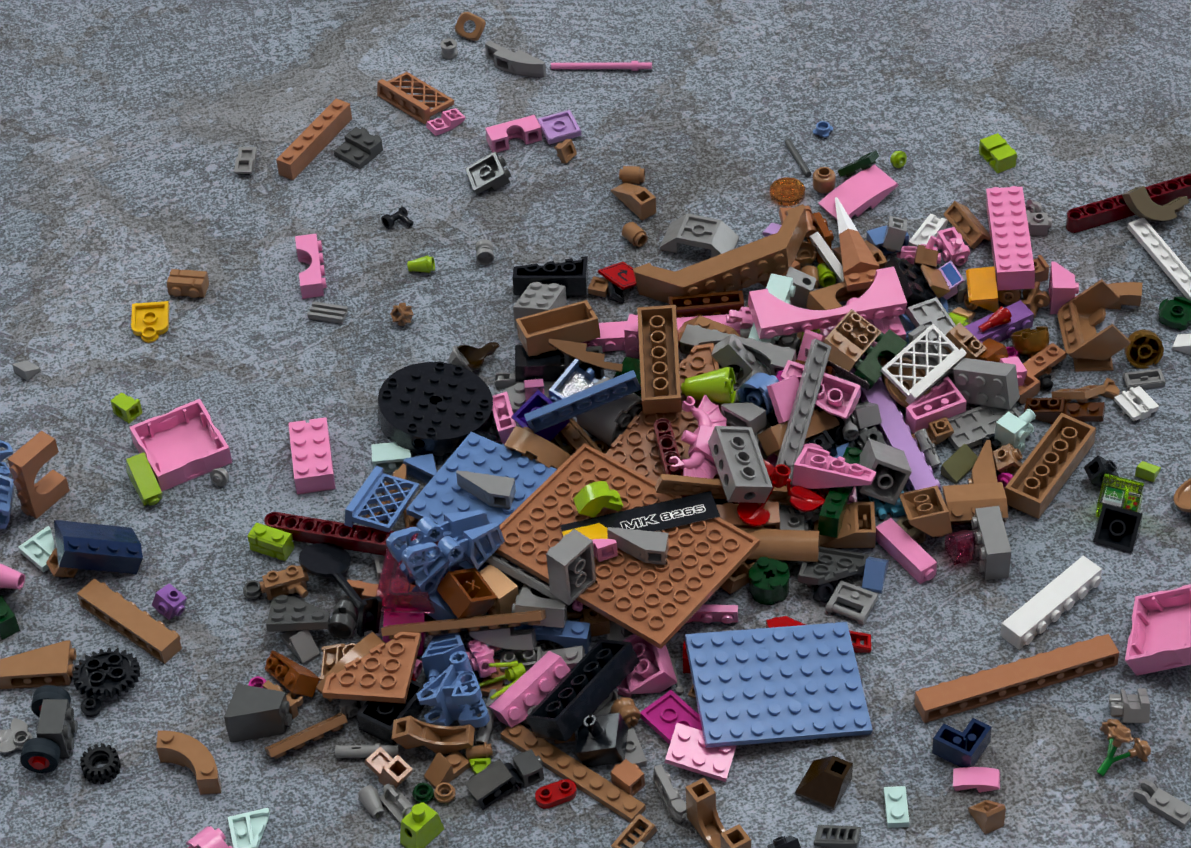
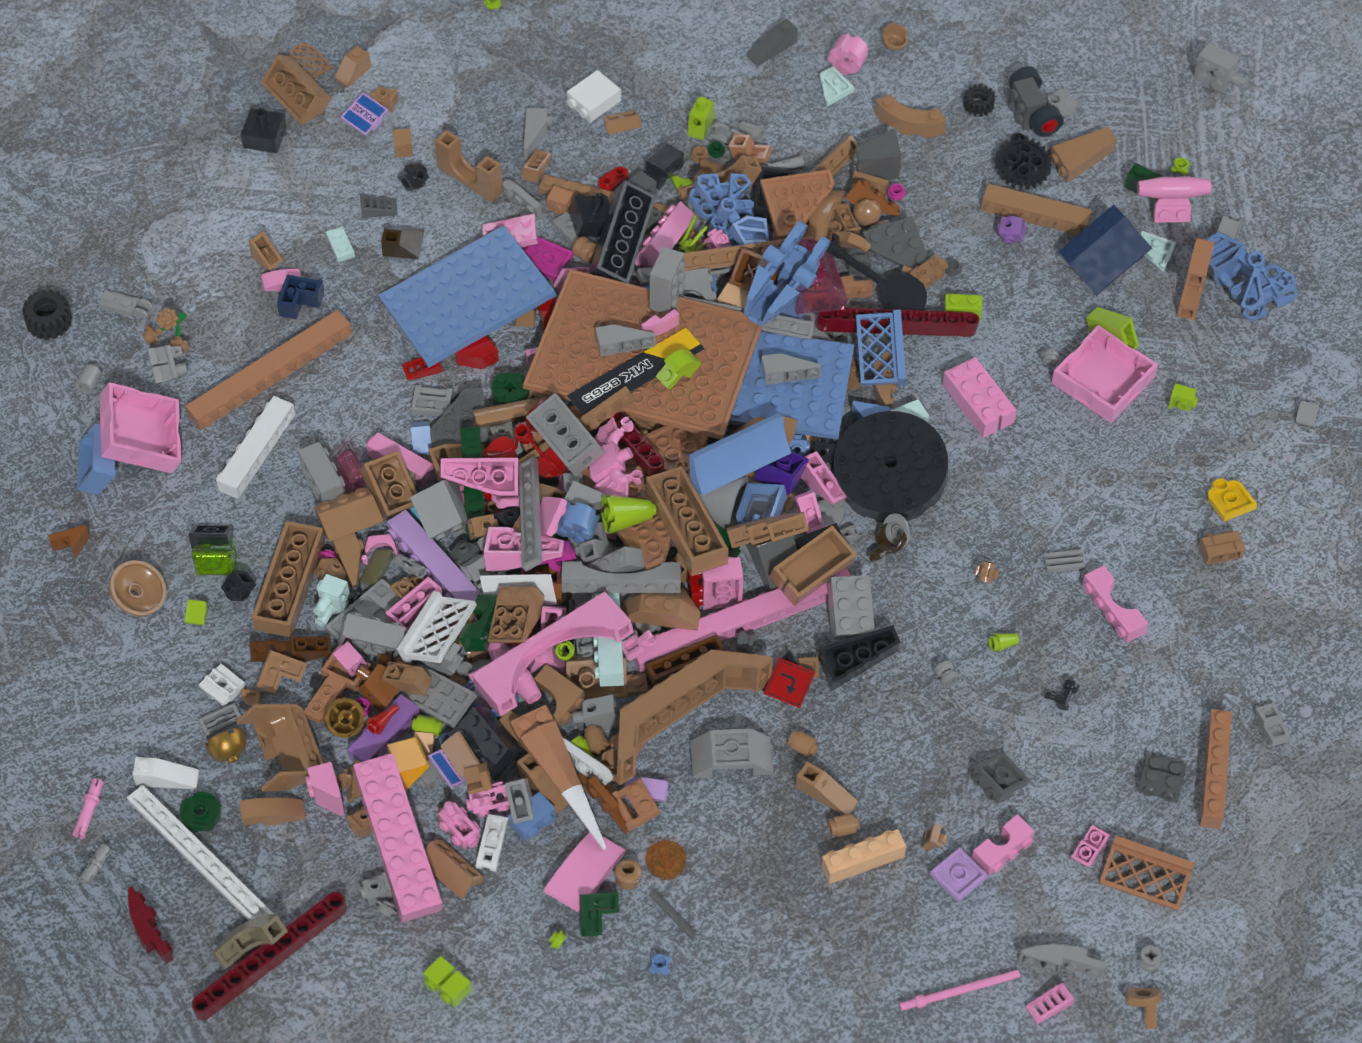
camera: 155 degrees right, 10 degrees up
(308, 657) = (867, 212): none -> medium nougat hair
(348, 620) = (850, 240): none -> medium nougat piece
(539, 43) = (1053, 993): none -> bright pink slope
(631, 150) = (863, 856): none -> light nougat brick
(848, 438) = (479, 526): none -> medium nougat brick
(946, 480) = (376, 541): none -> bright pink helmet

